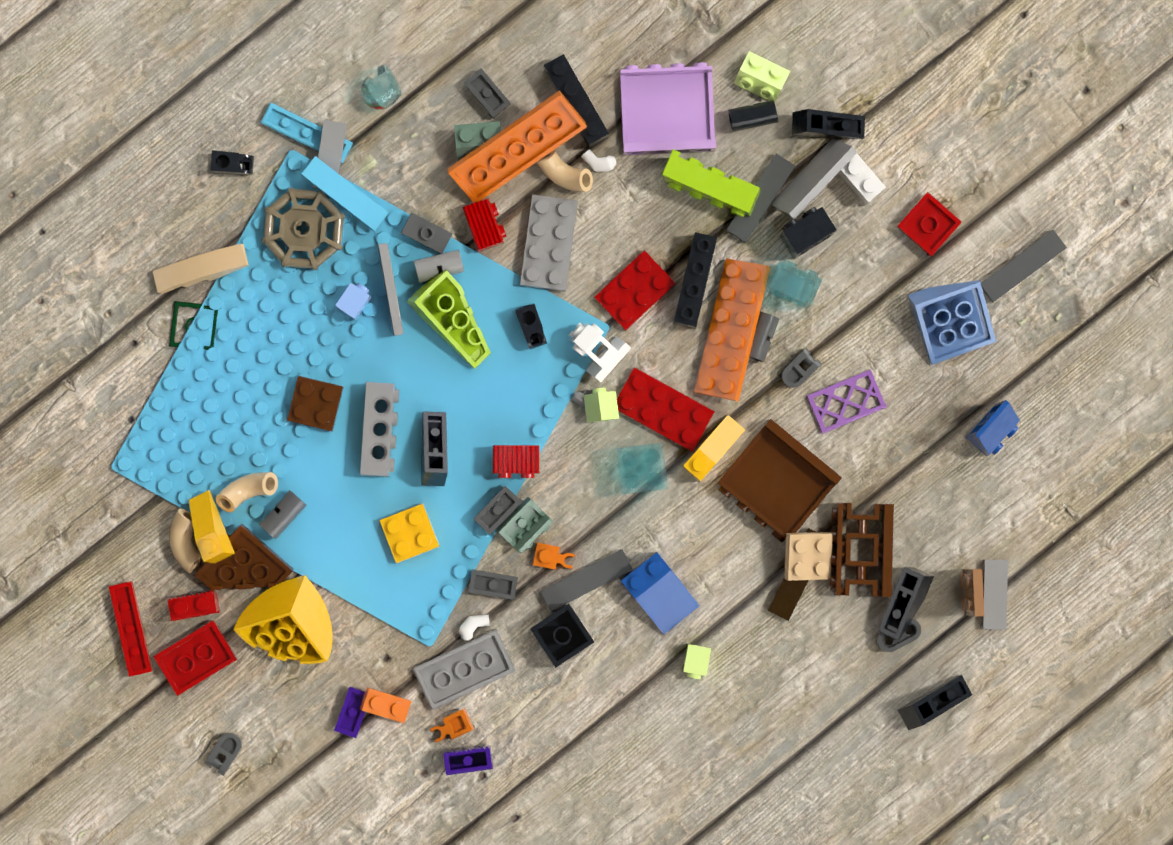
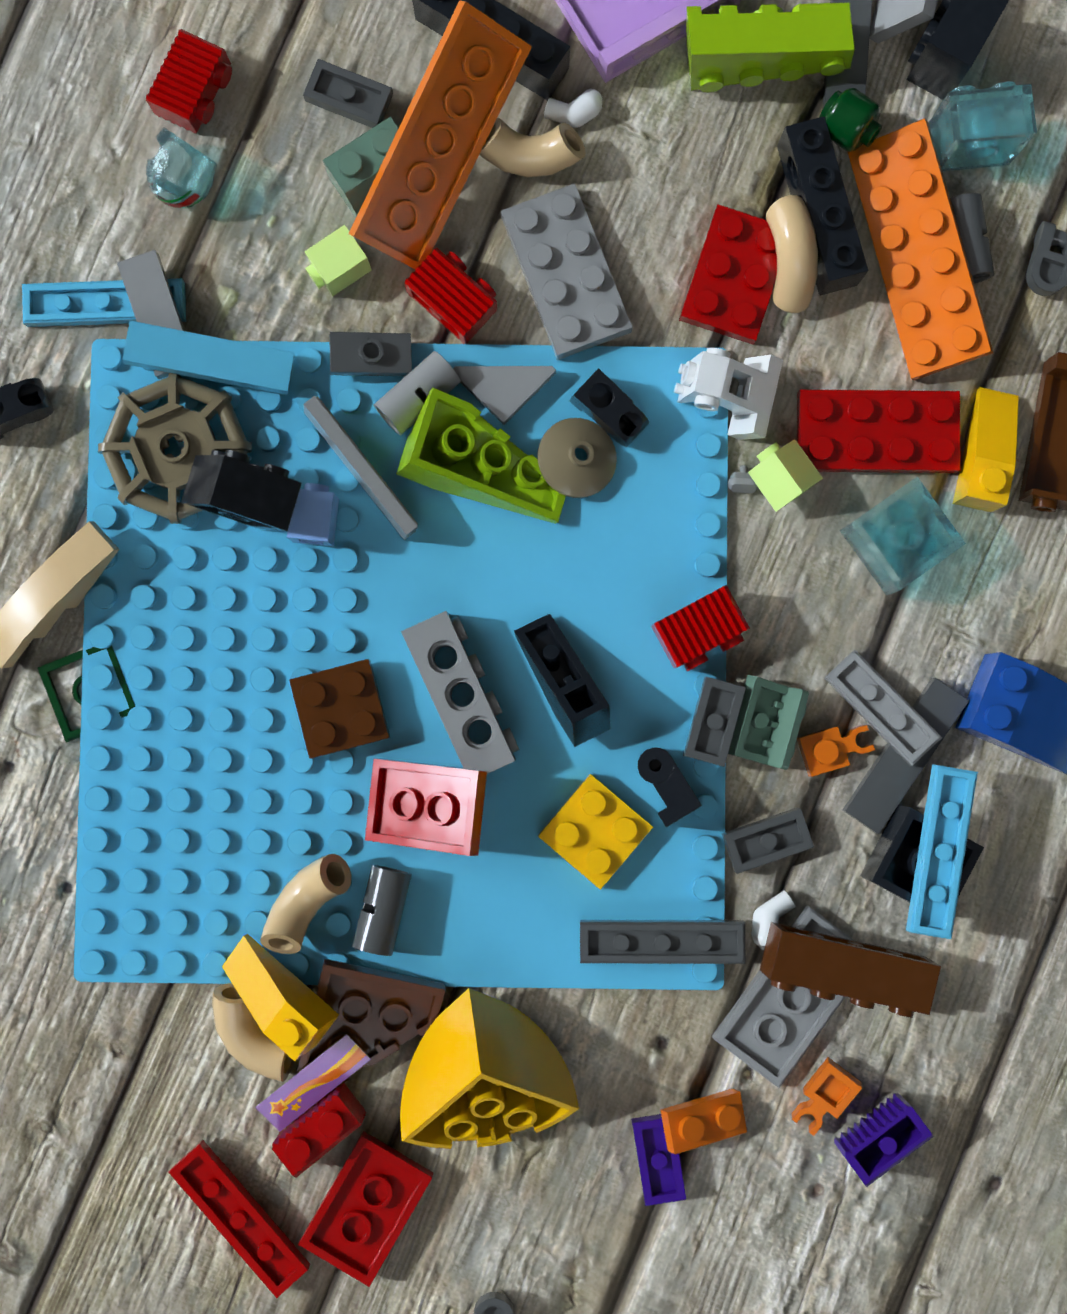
camera: 30 degrees left, 0 degrees up
(202, 581) = (313, 1083): none -> medium lavender sticker
(325, 271) = (241, 490): none -> black brick
(331, 474) = (426, 806): none -> plate
(410, 44) = (189, 81): none -> red brick
(413, 605) = (663, 941): none -> dark grey tile
(434, 177) = (336, 261): none -> yellowish green brick
(459, 529) = (660, 769): none -> black leg
(485, 286) = (504, 388): none -> light grey tile
(491, 345) = (562, 468): none -> dark tan dish
(497, 667) = (849, 969): none -> reddish brown brick
(571, 632) = (941, 851): none -> medium azure tile
(587, 549) = (883, 708): none -> light grey tile
(665, 297) = (795, 253): none -> tan cylinder
(731, 245) = (852, 119): none -> dark green head

